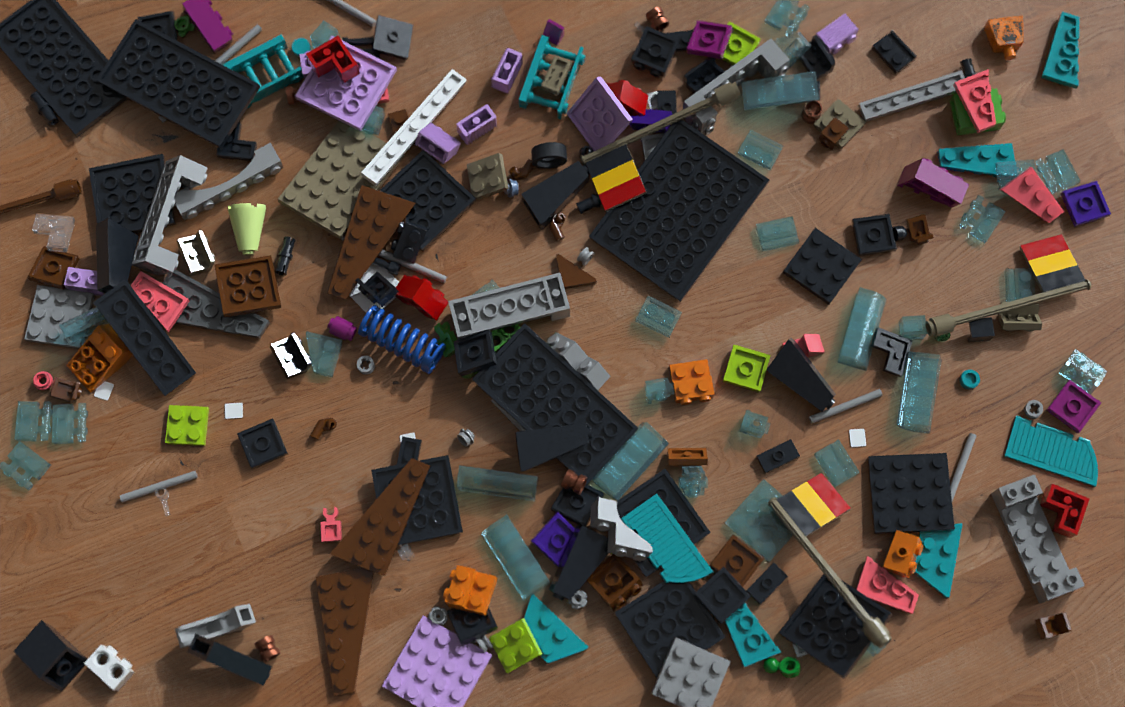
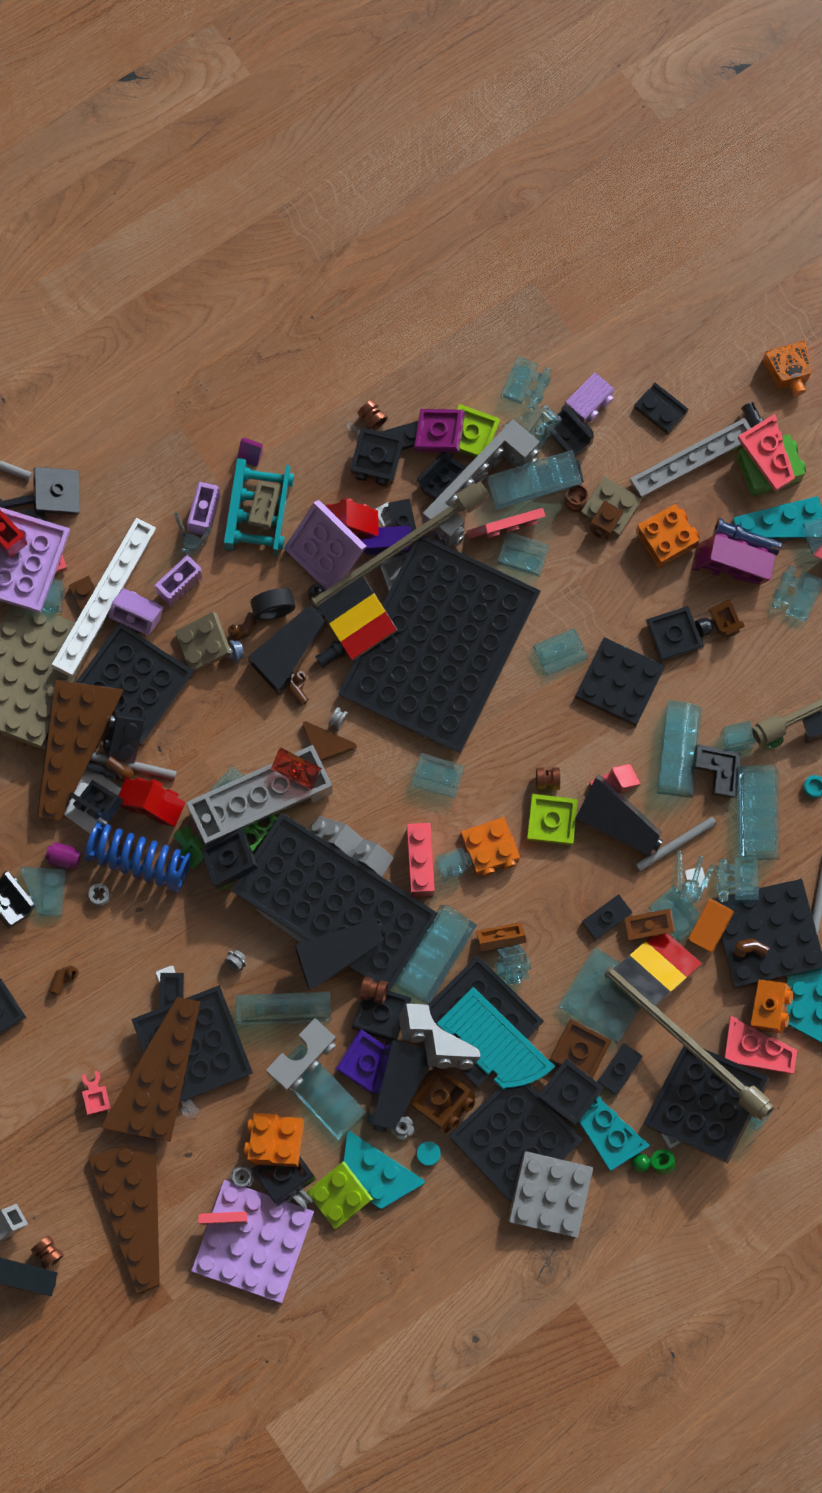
camera: 15 degrees left, 0 degrees up
(400, 266) = (119, 769): none -> reddish brown arm
(415, 647) = (223, 1218): none -> coral tile
(492, 95) = (191, 542): none -> clear light blue plant
(492, 537) = (290, 1072): none -> light grey arch
(542, 289) = (296, 768): none -> clear red plate
(595, 624) = (428, 1153): none -> teal tile
(632, 382) = (420, 860): none -> coral brick
(748, 334) = (548, 778): none -> copper wheel
(748, 427) = (566, 889): clear light blue brick -> none
(752, 122) = (511, 523): none -> coral wing
(813, 468) = (649, 924): none -> dark orange plate
(851, 446) = (690, 890): none -> clear light blue plant
(863, 478) = (711, 925): none -> orange slope
(882, 154) = (668, 535): none -> orange brick
(894, 500) = (750, 945): none -> reddish brown arm
(899, 445) = (745, 881): none -> clear light blue plate
(940, 161) = (736, 532): none -> dark blue pin

